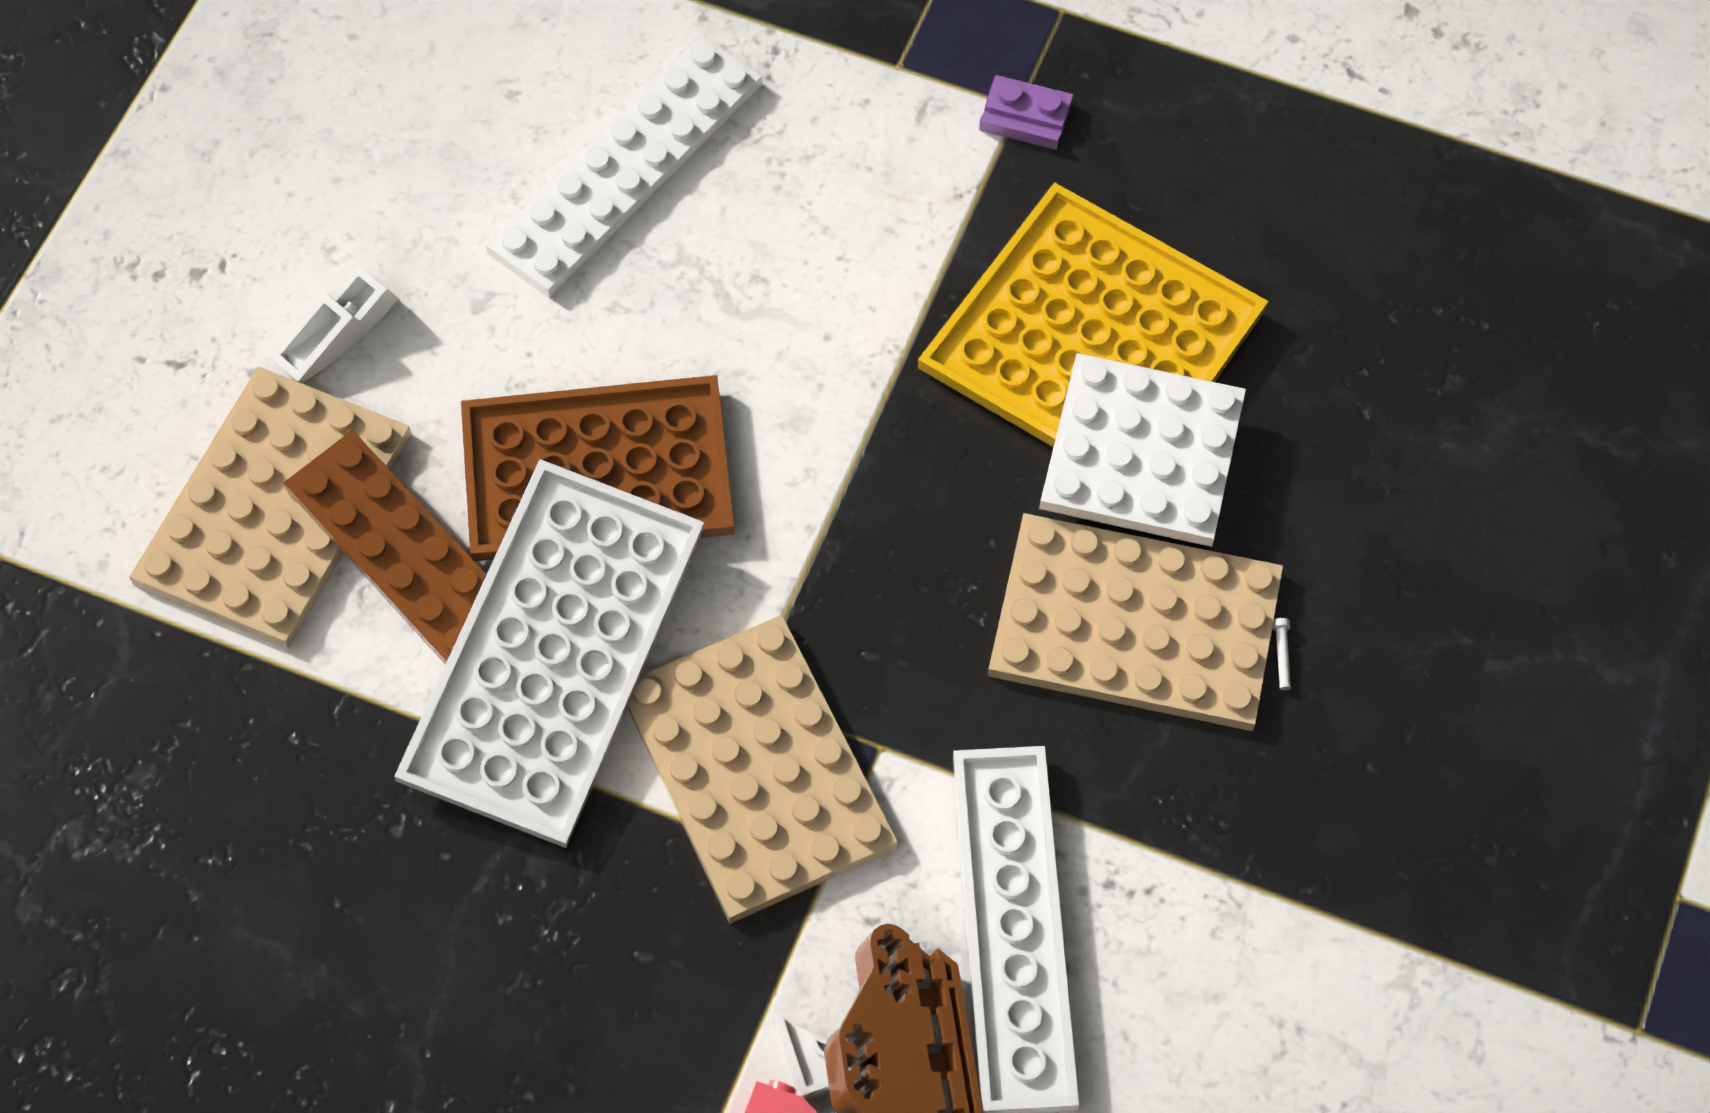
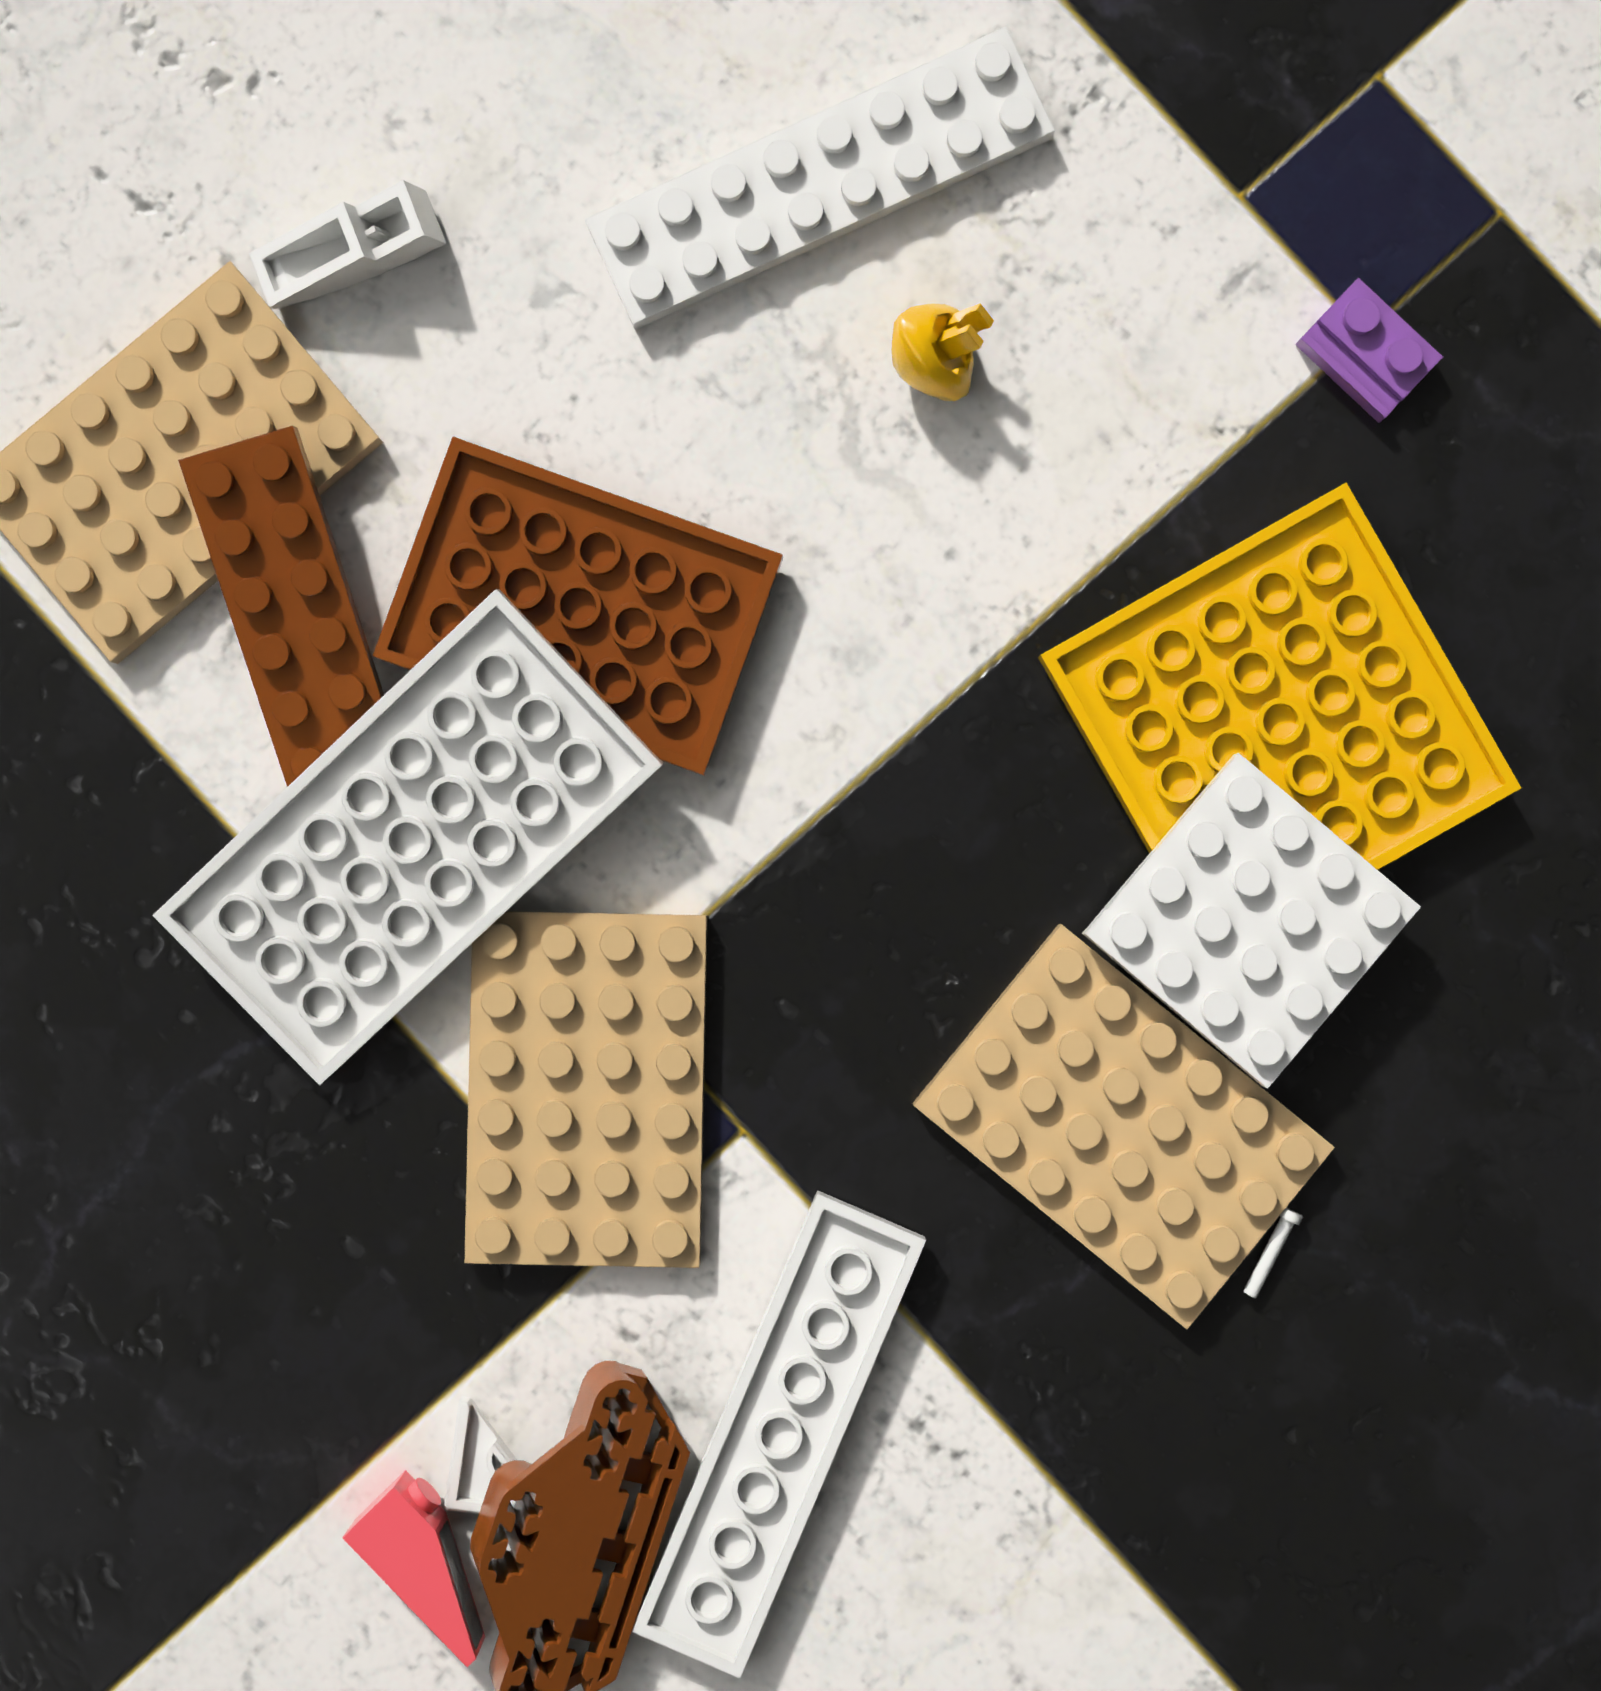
camera: 30 degrees right, 25 degrees up
(752, 217) = (936, 348): none -> yellow piece

